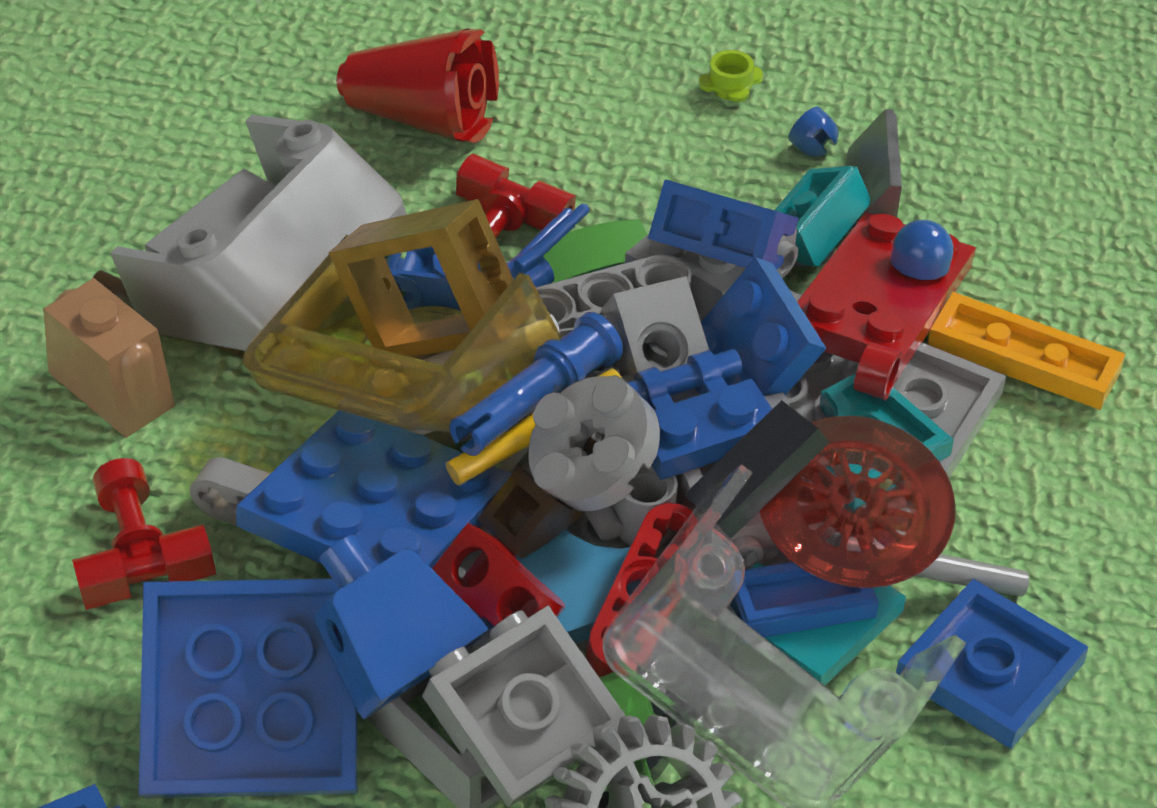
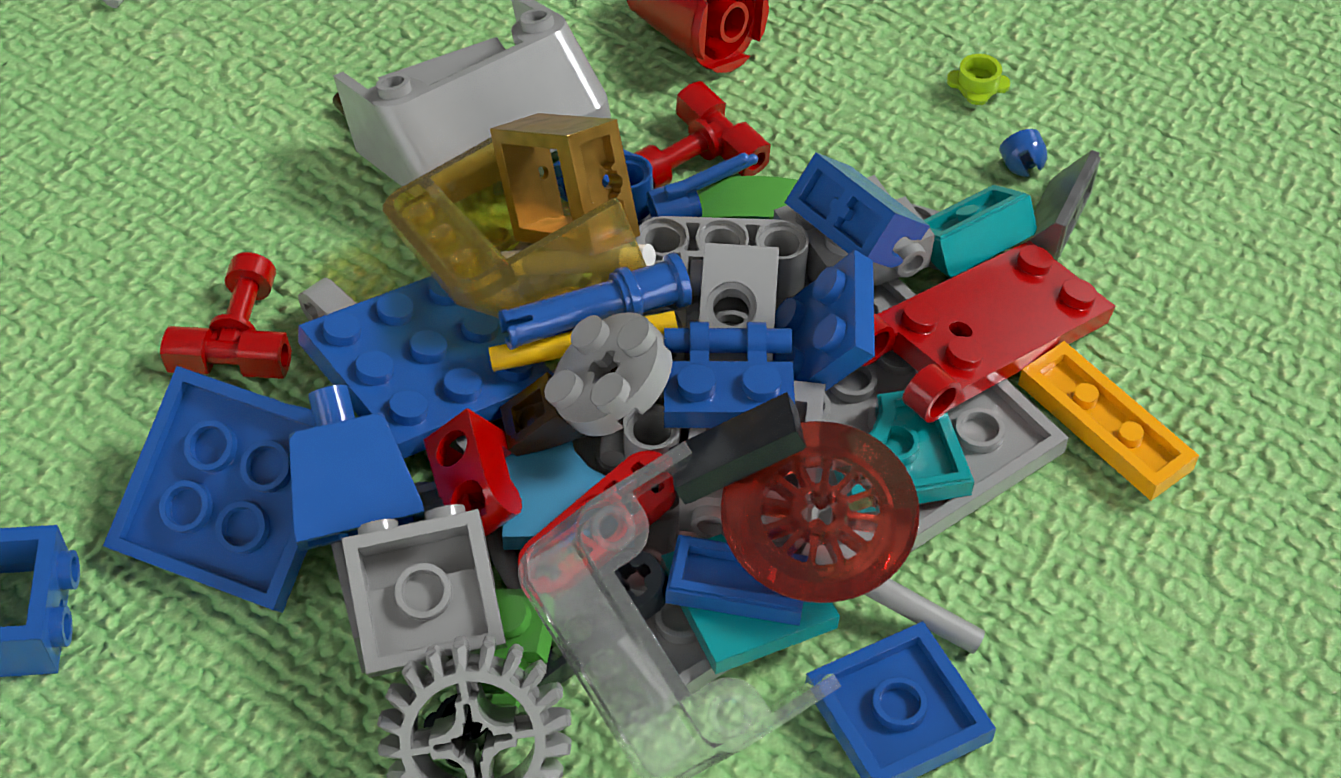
camera: 25 degrees right, 5 degrees up
(107, 356) = (297, 164): medium nougat torso -> none
(922, 250) = (1048, 293): blue piece -> none

